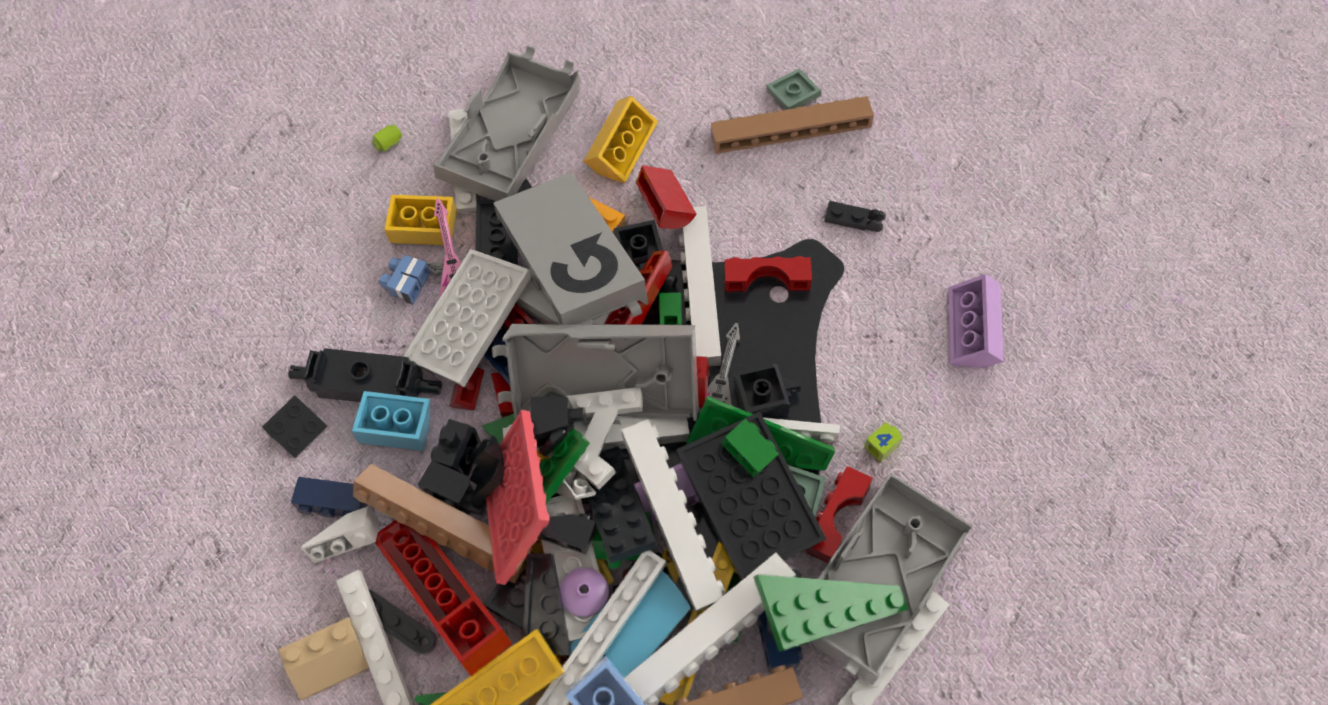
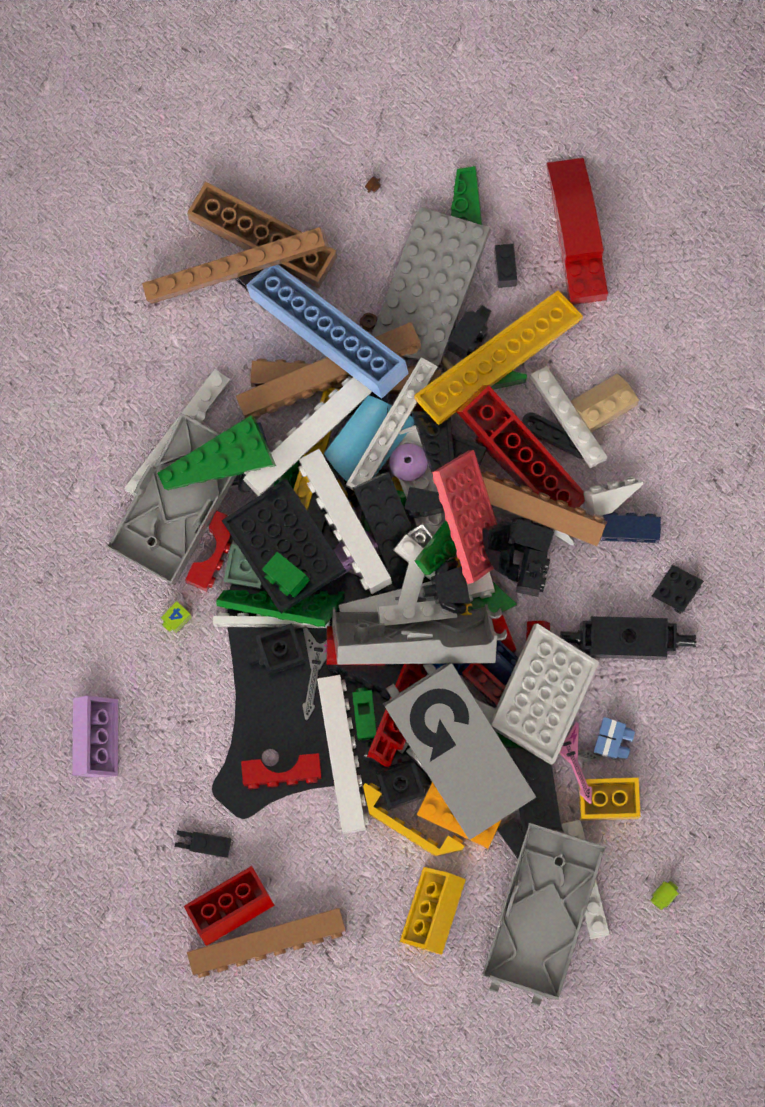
camera: 175 degrees right, 15 degrees up
(392, 421) = (592, 596): medium azure slope -> none
(633, 205) = (449, 846): none -> yellow slope
(665, 197) = (381, 837): red brick -> none
(793, 90) = (266, 987): sand green plate -> none
(829, 149) = (228, 905): none -> red brick

